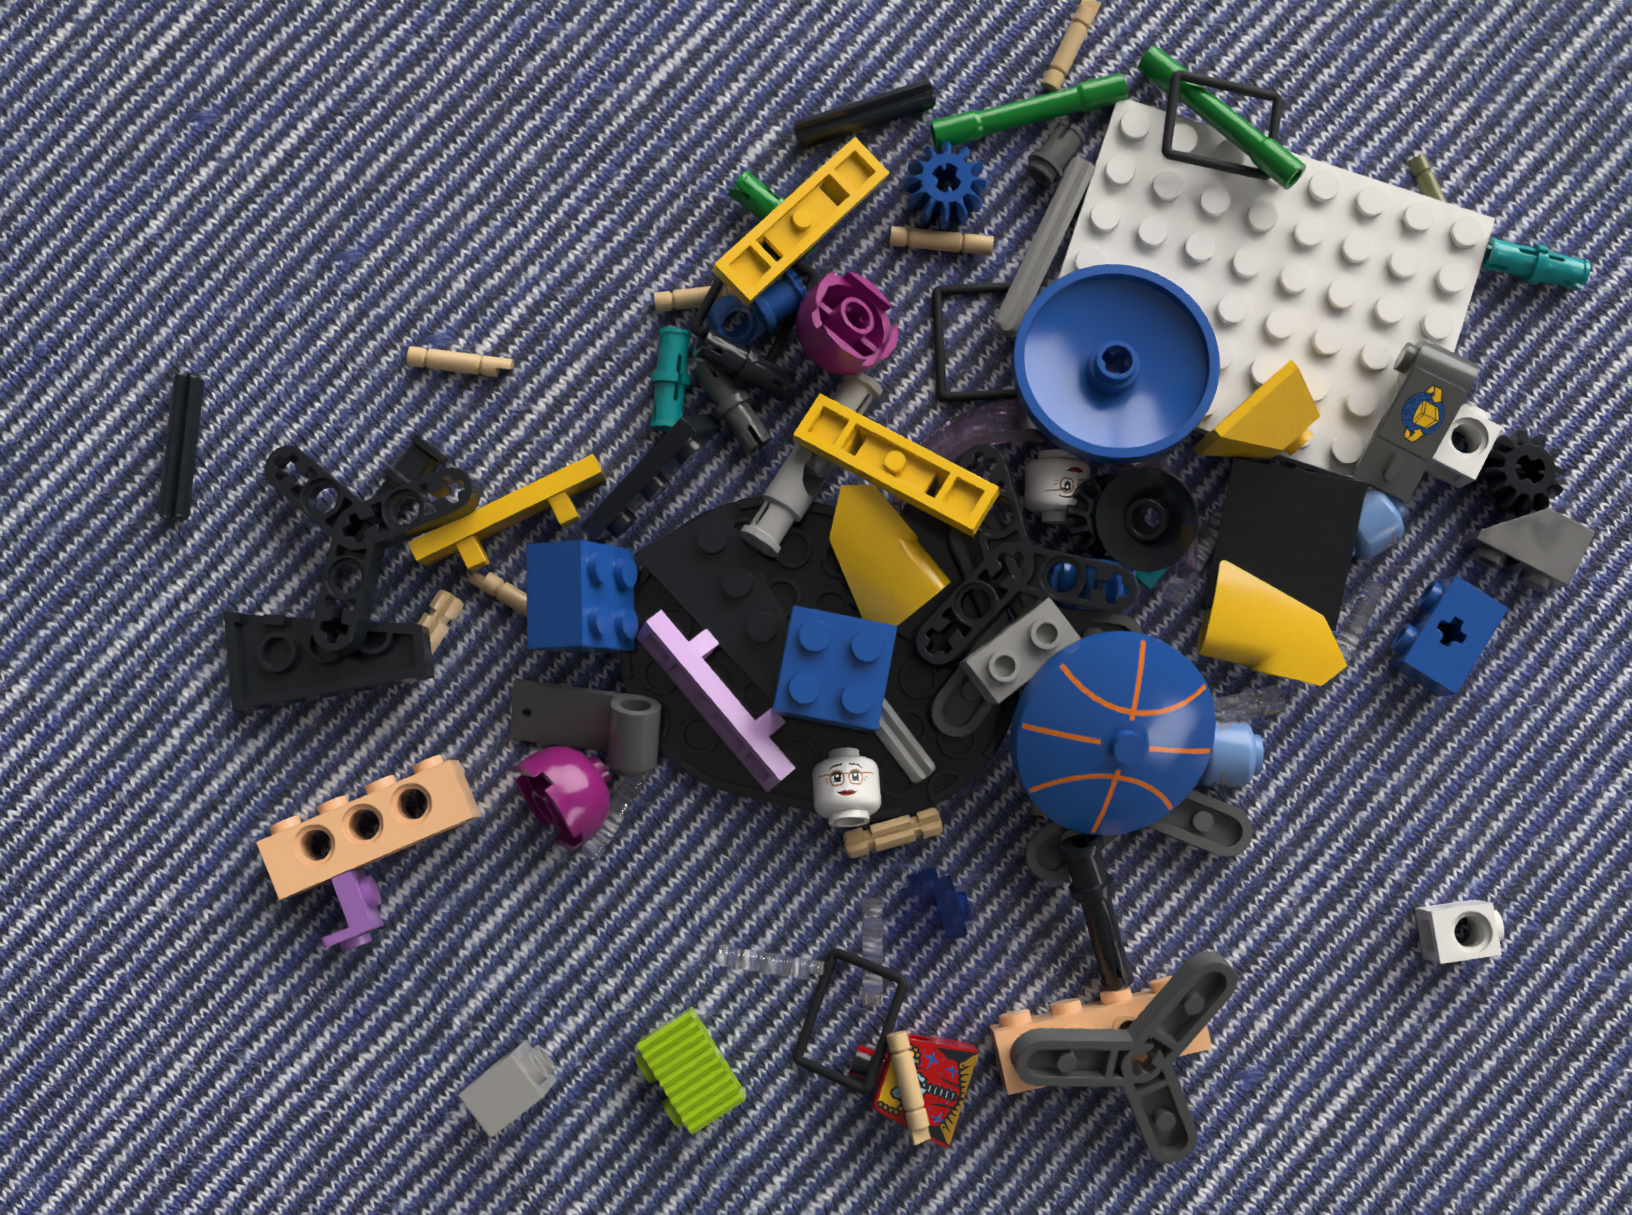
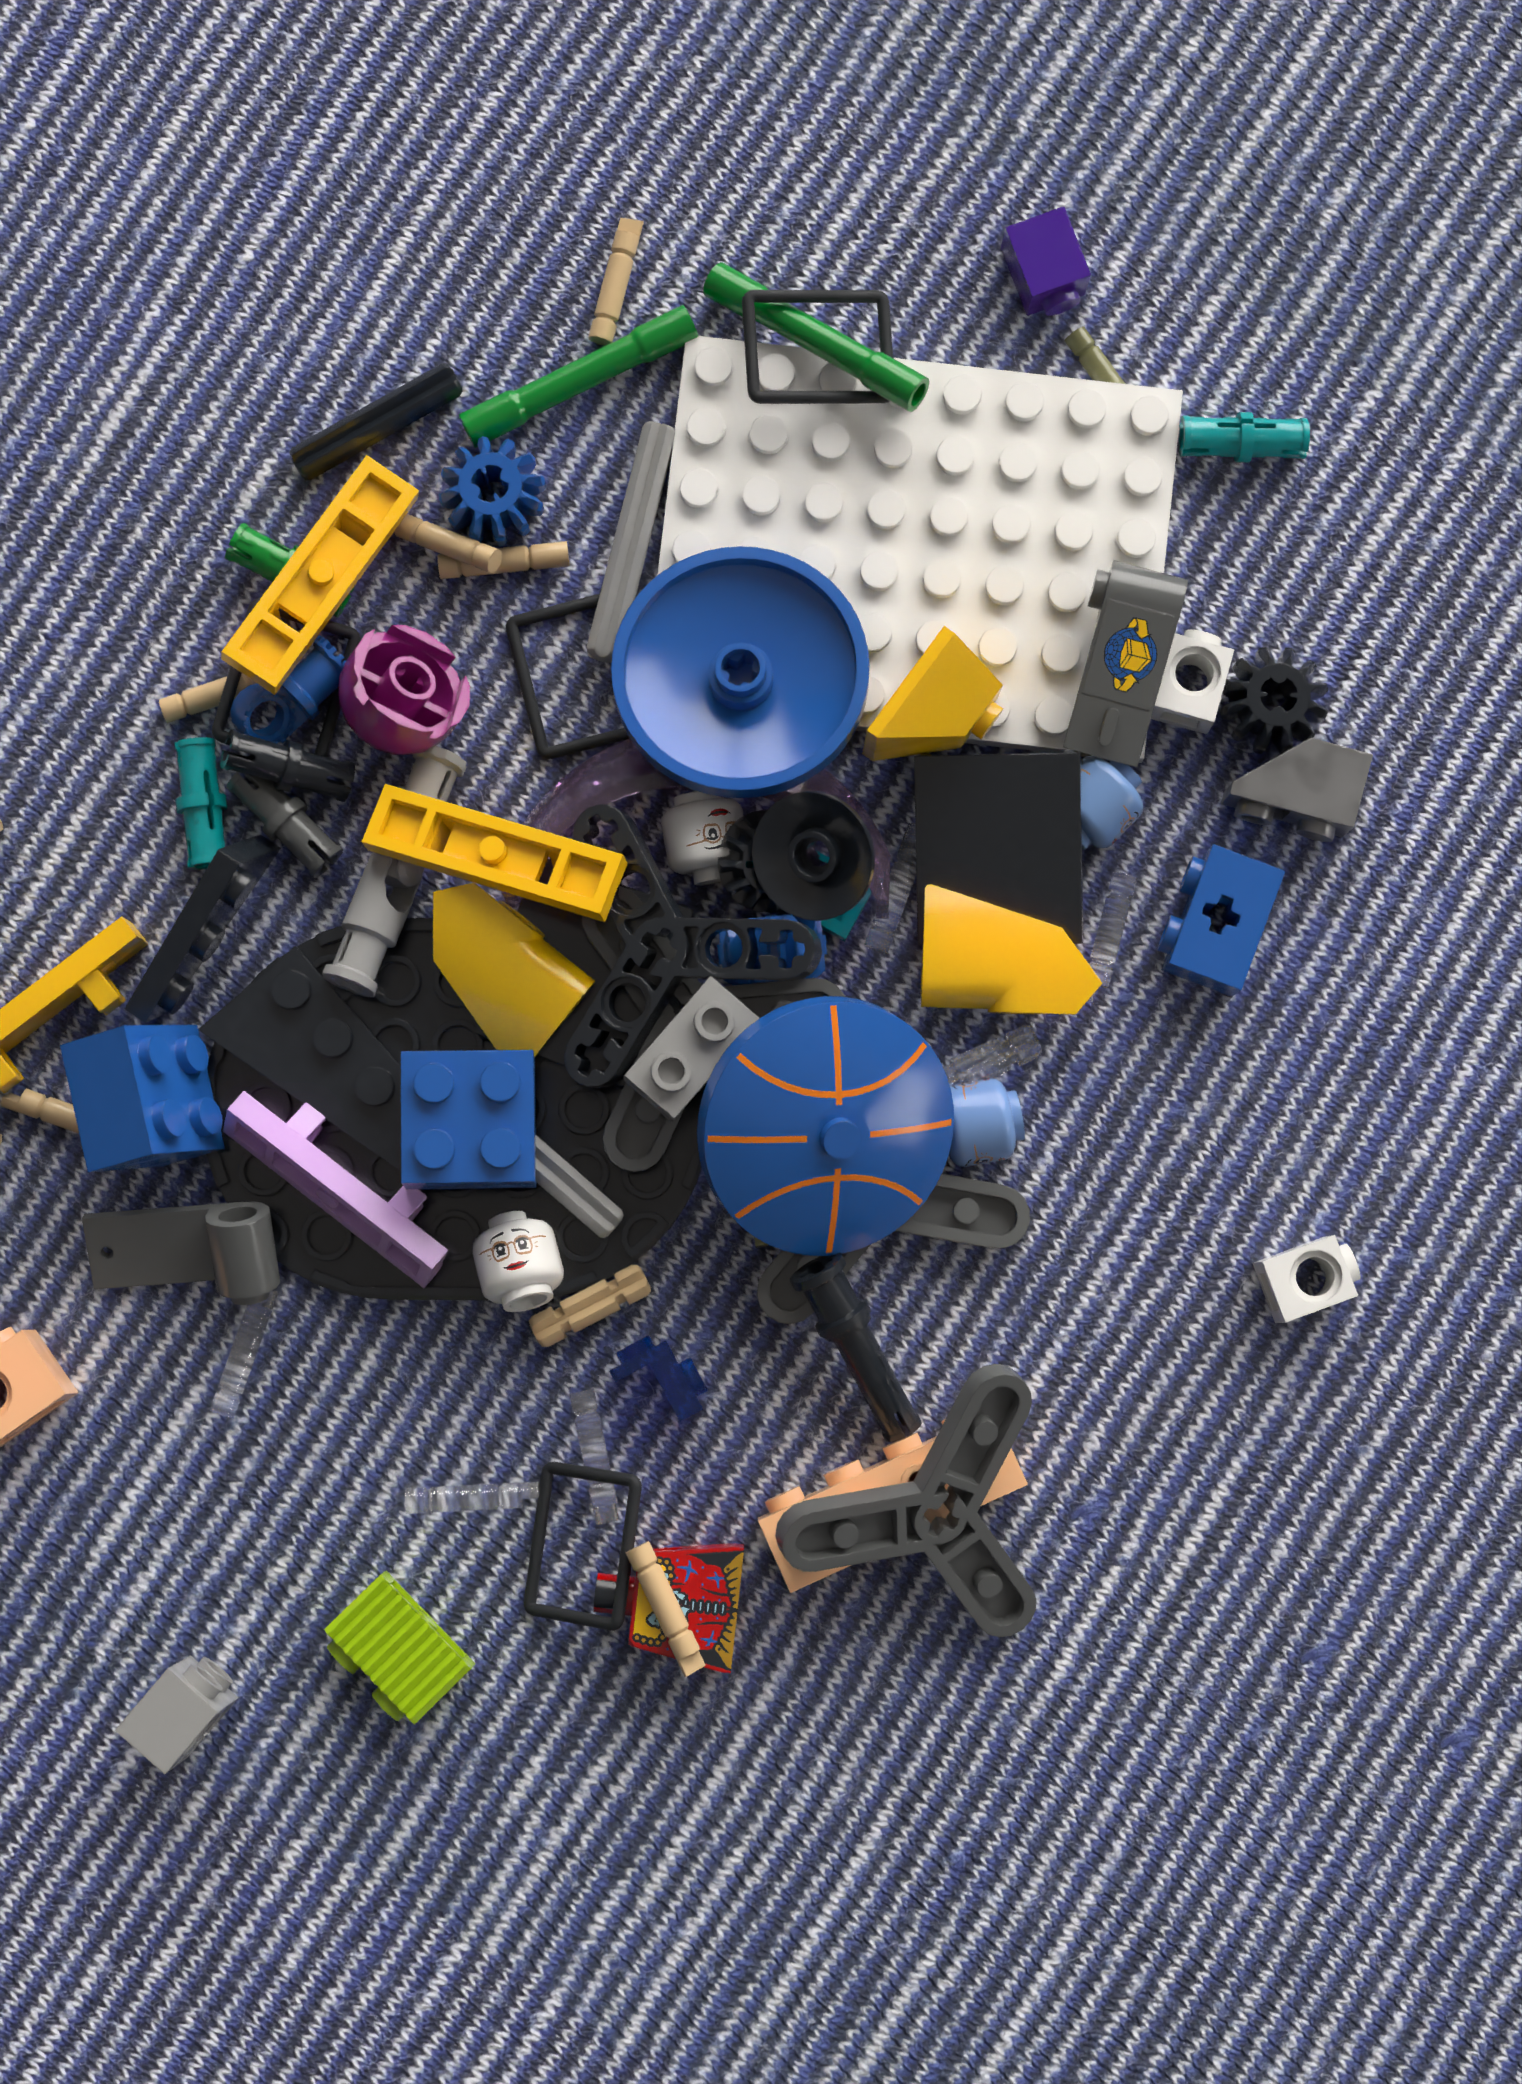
camera: 10 degrees left, 0 degrees up
(566, 792) = (175, 1340): magenta cylinder -> none
(903, 219) = (449, 543): none -> tan wheel
(1047, 163) = (619, 428): dark grey pin -> none
(1409, 97) = (1046, 263): none -> dark purple brick

